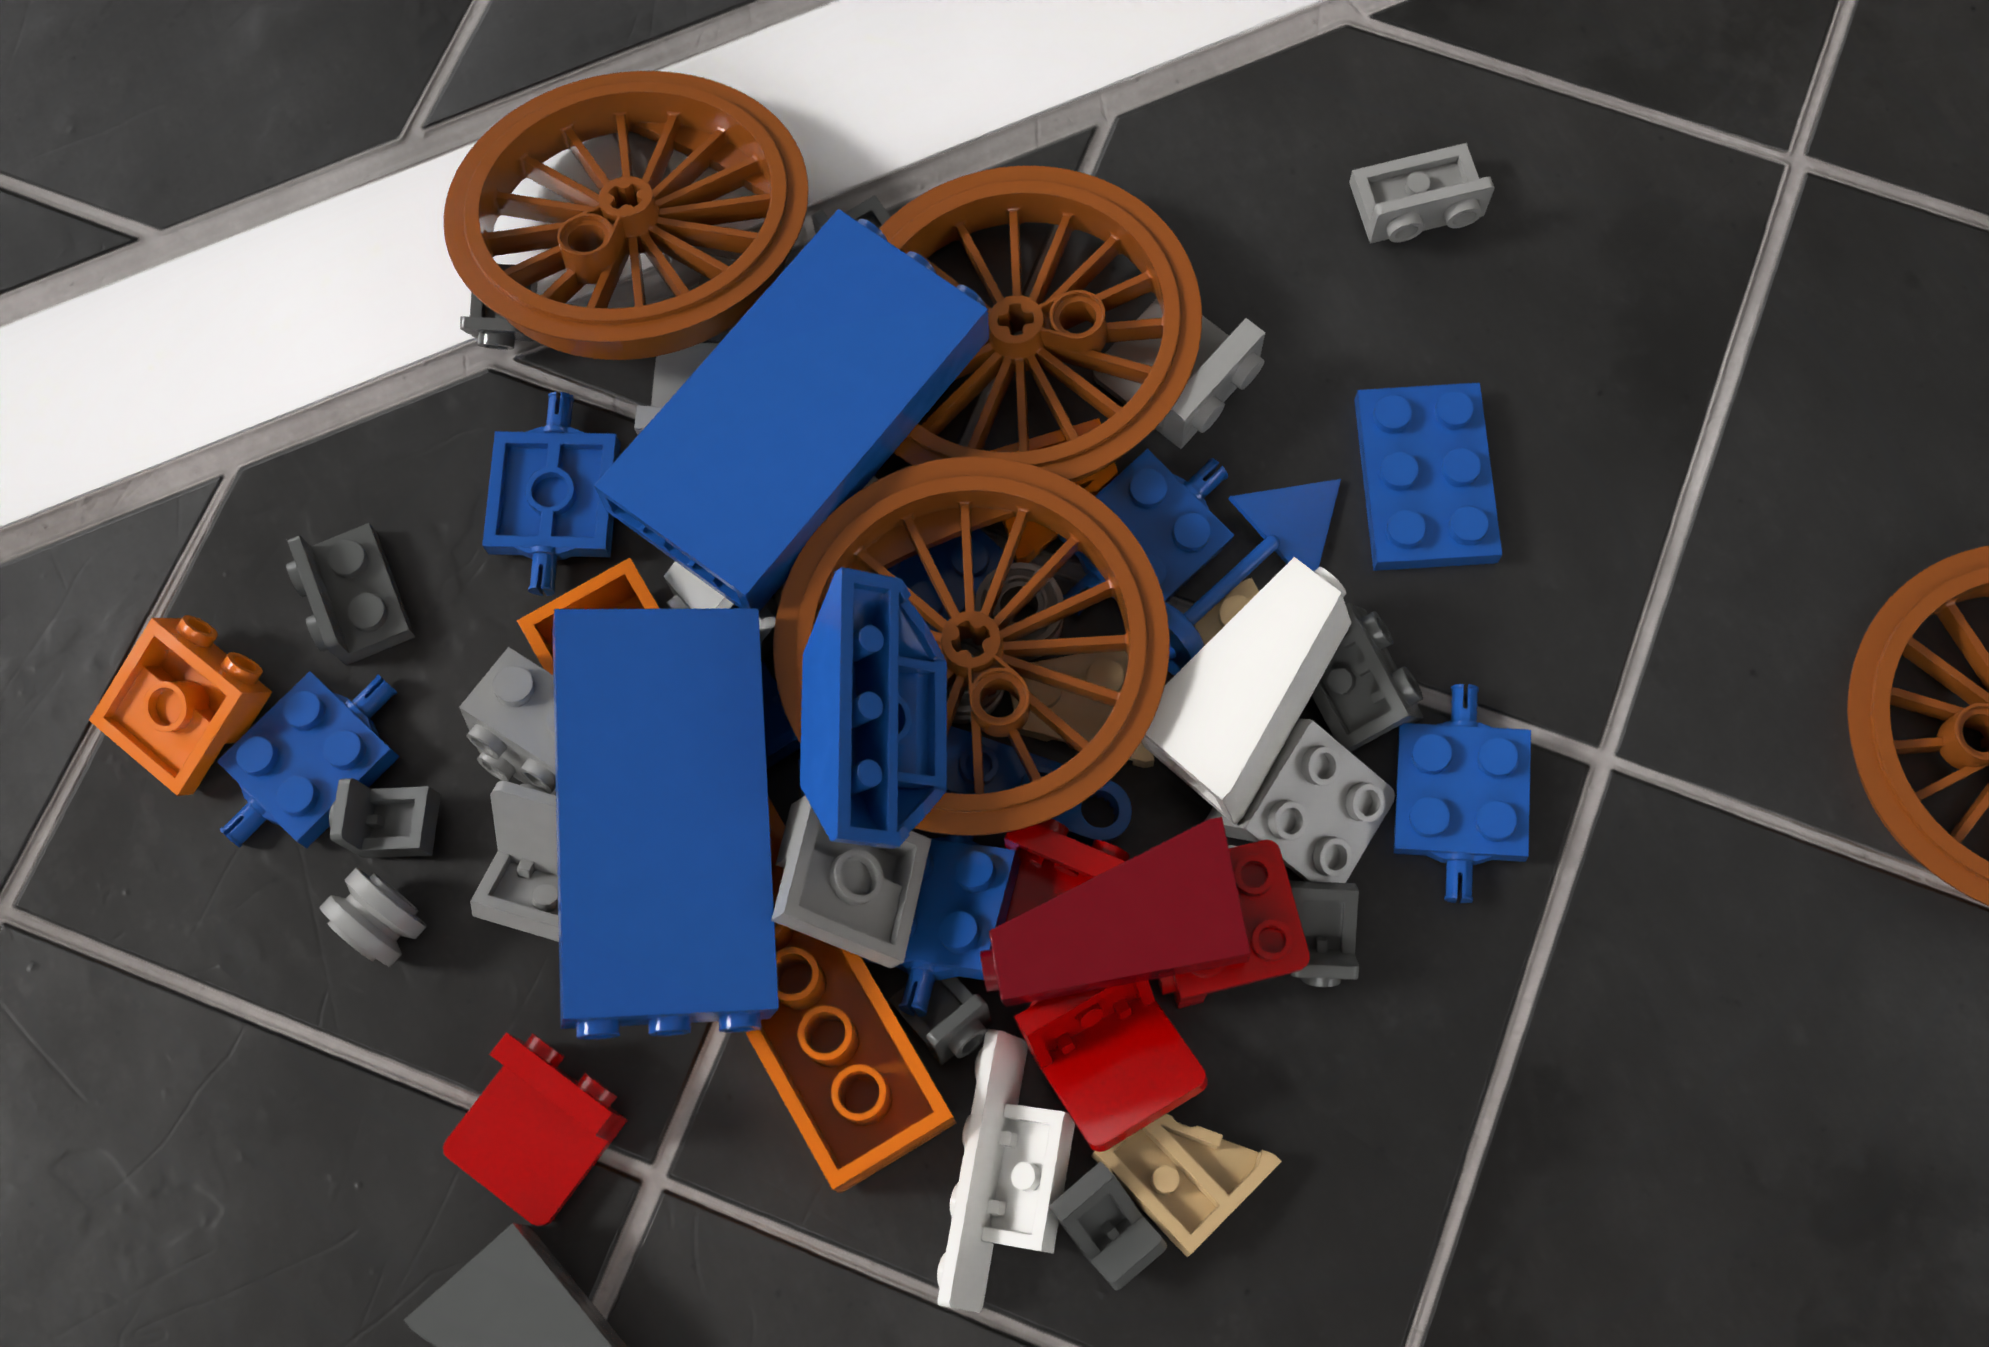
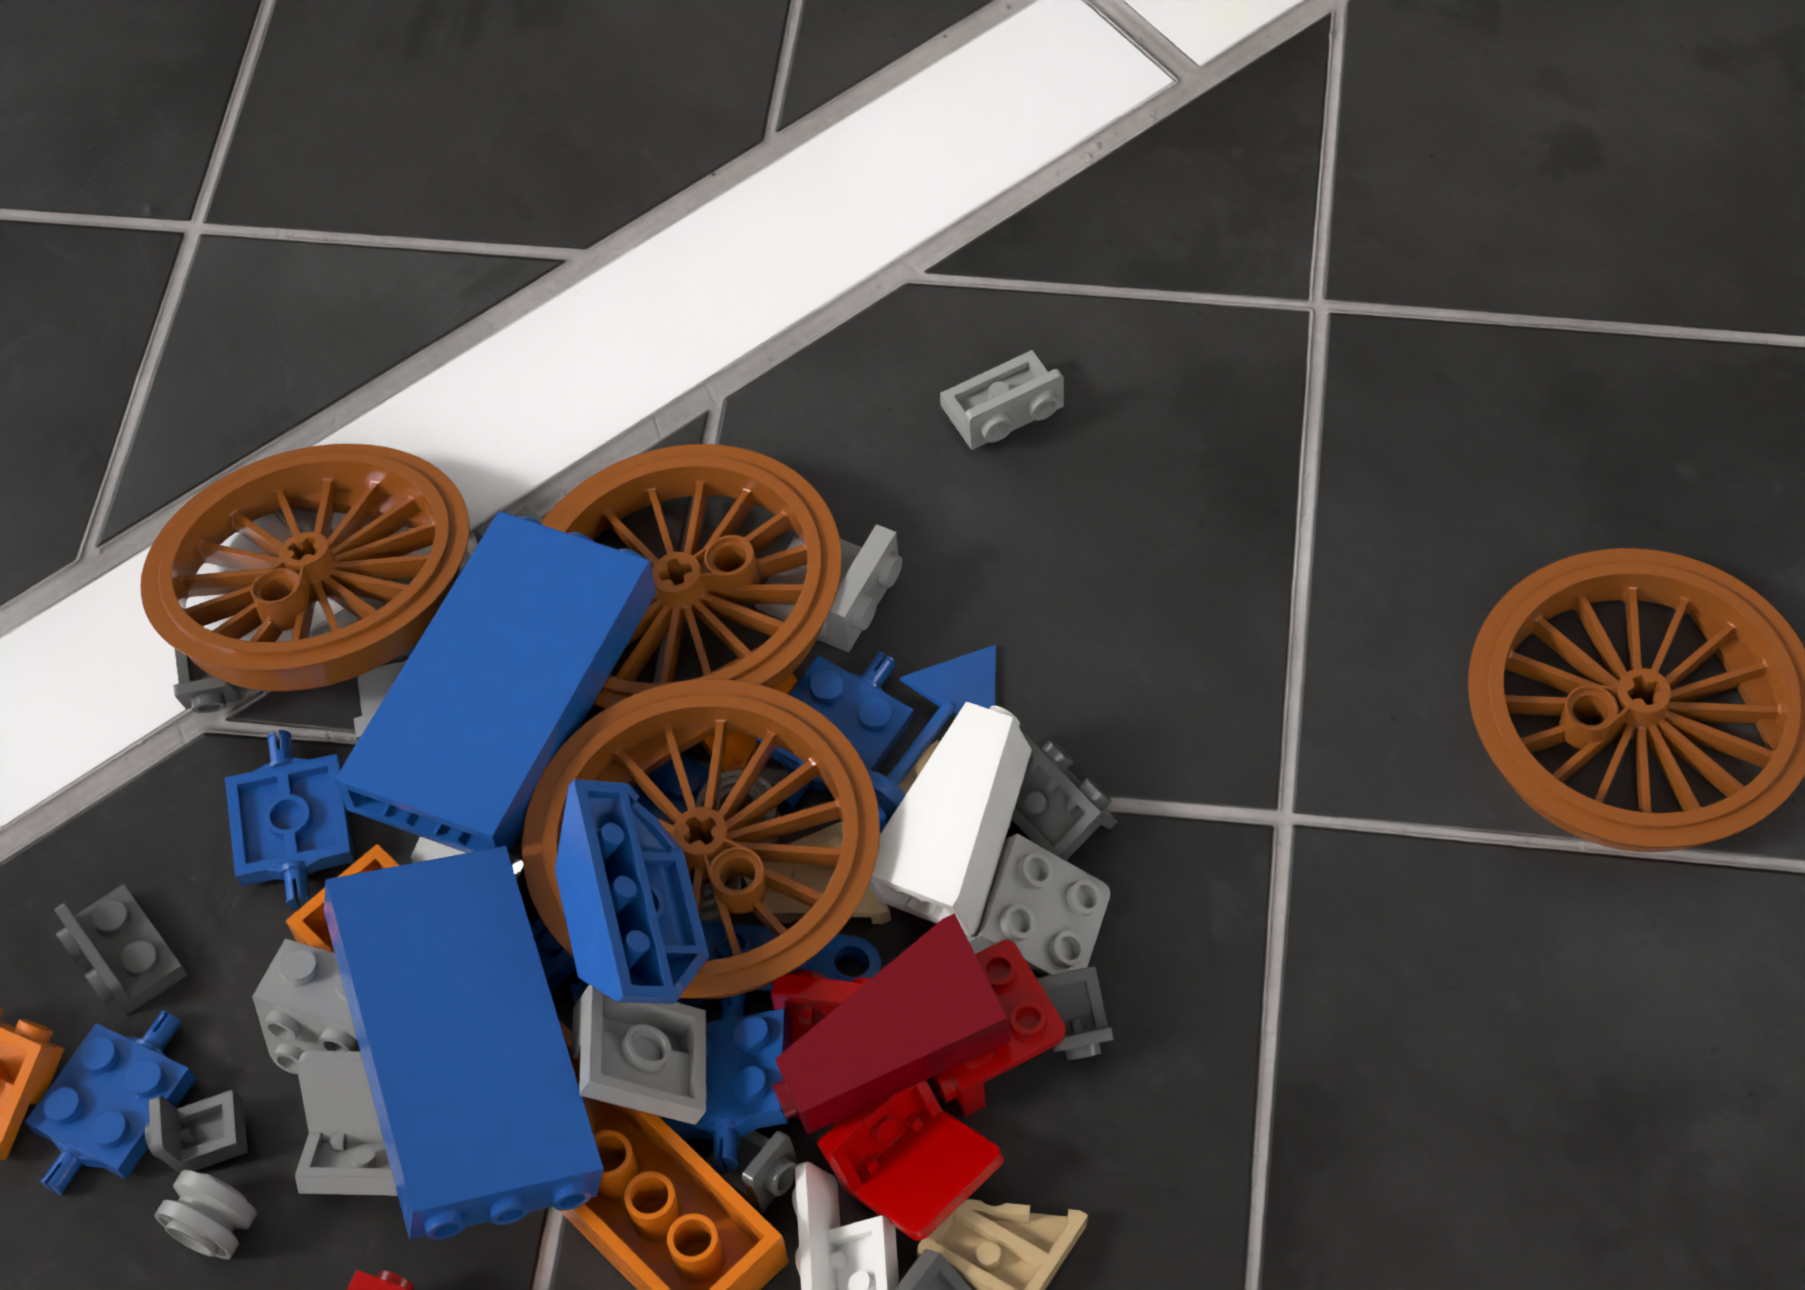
camera: 15 degrees left, 15 degrees down
(1427, 477) = (1070, 625): blue plate -> none
(1462, 793) = (1167, 872): blue plate -> none

